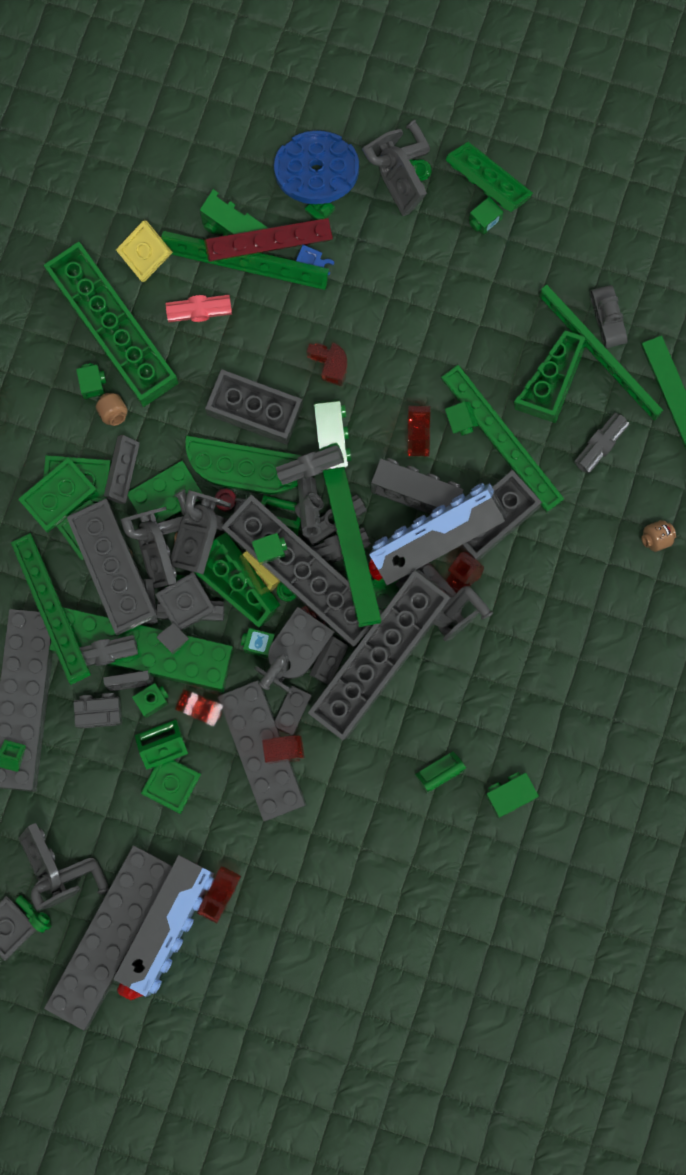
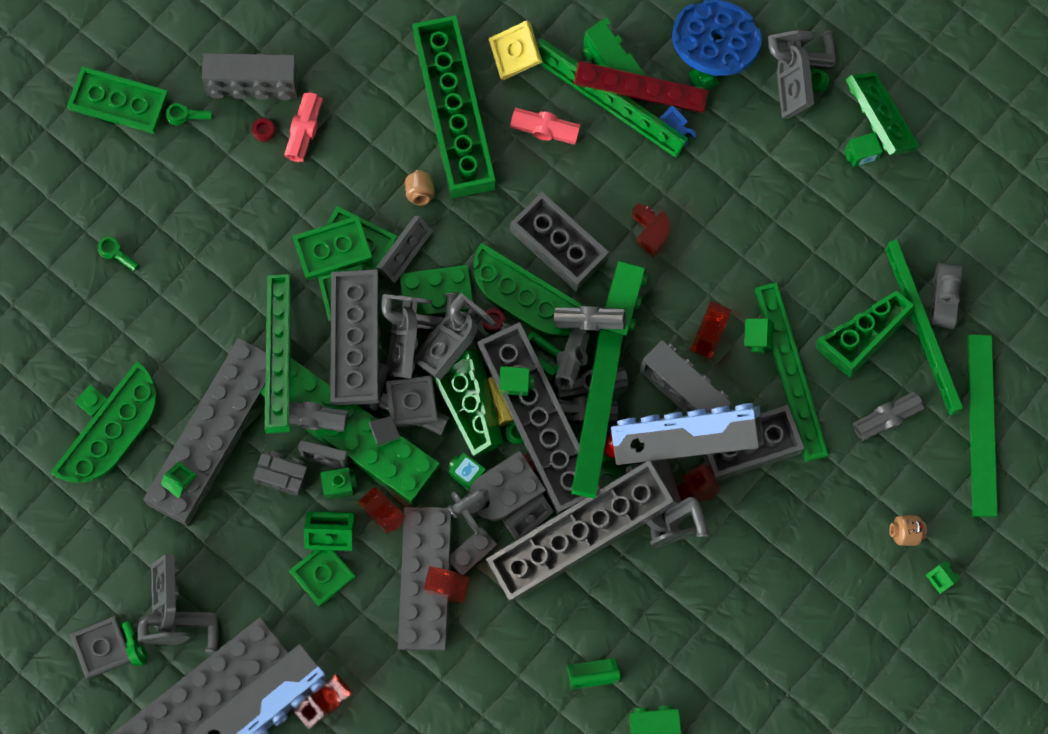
camera: 15 degrees right, 5 degrees down
(91, 380) = (411, 152): green brick -> none

